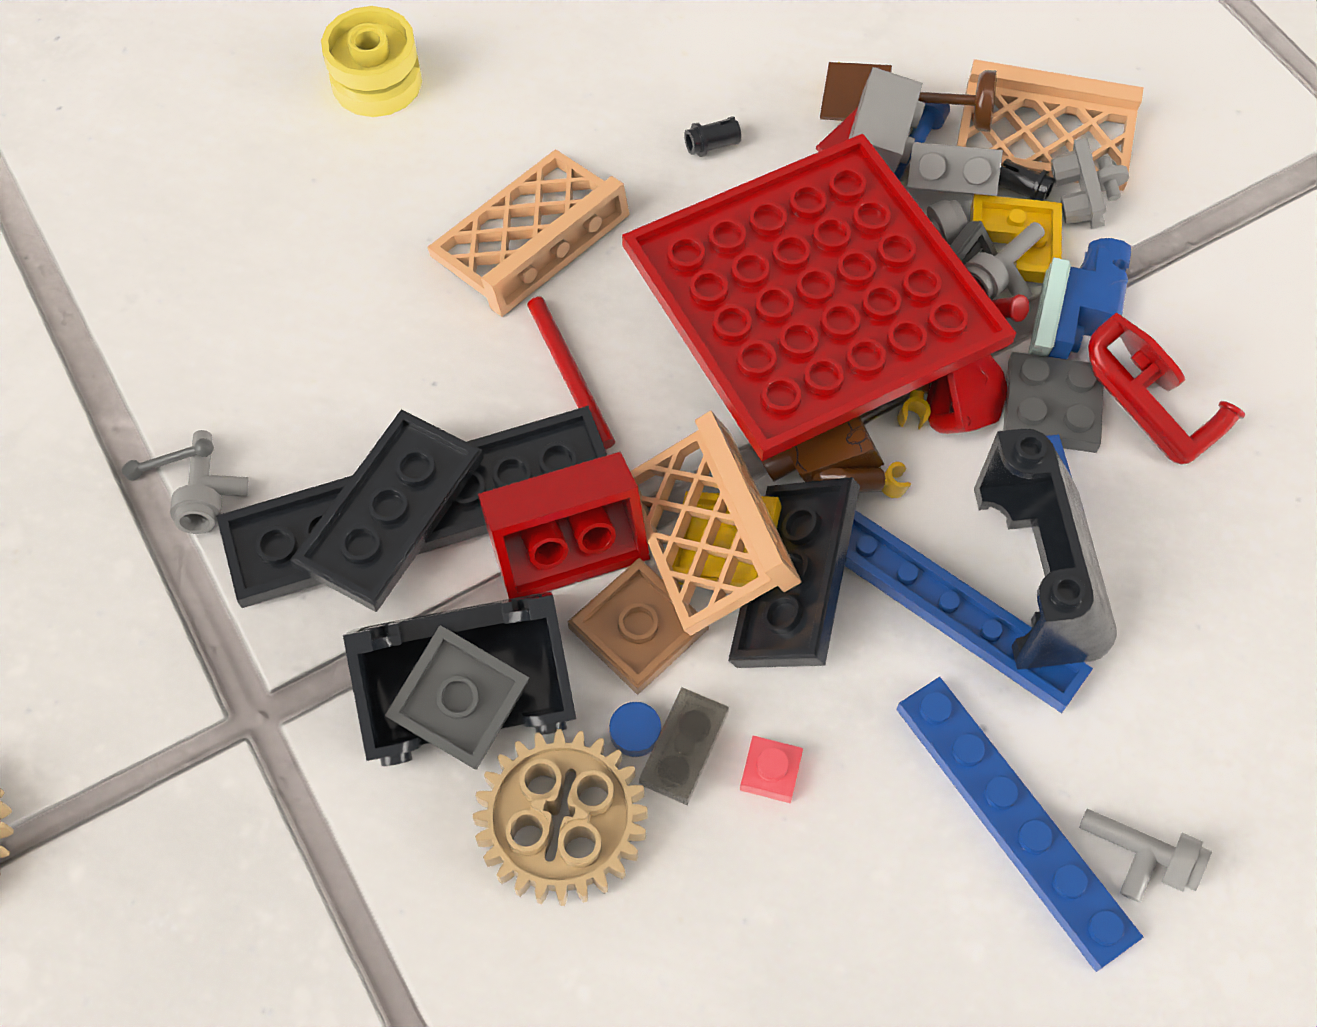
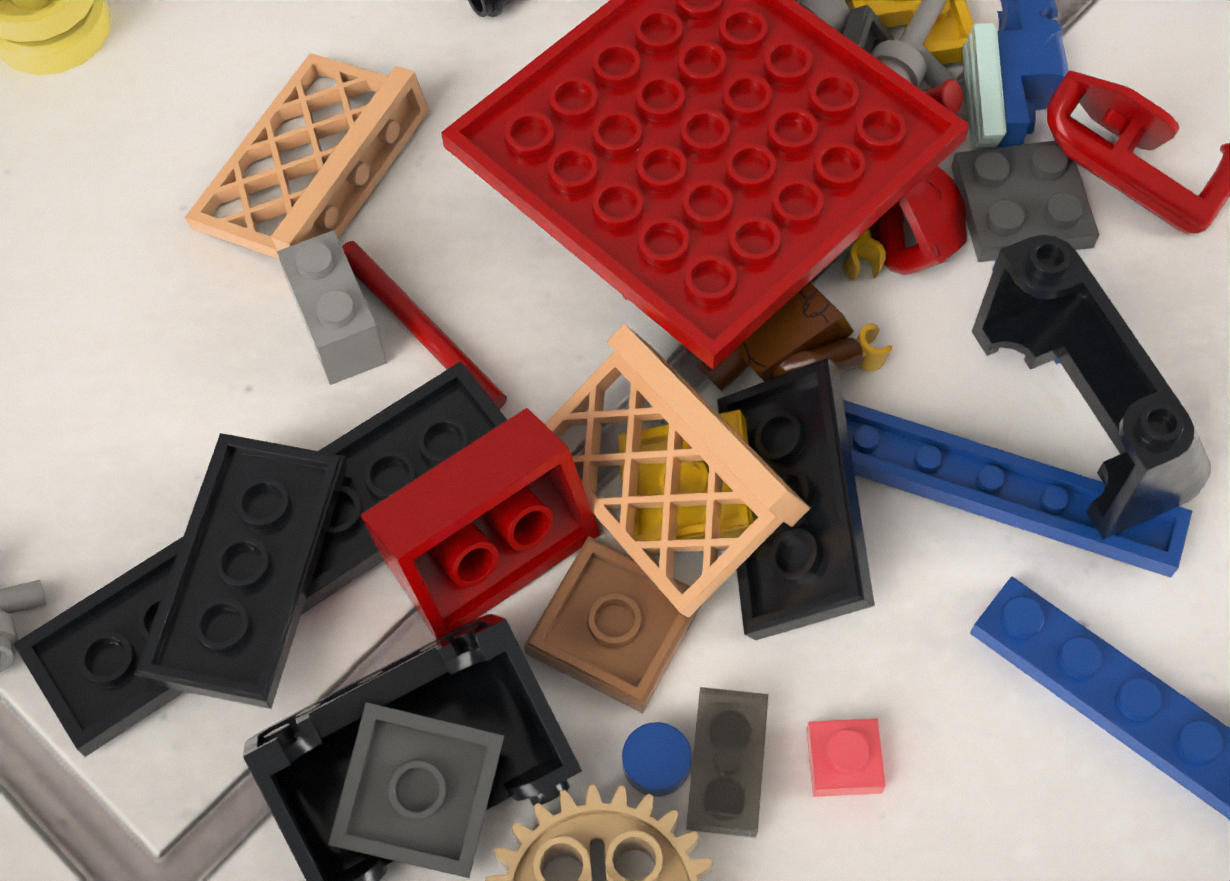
camera: 15 degrees left, 0 degrees up
(509, 341) = (332, 307): none -> light grey brick

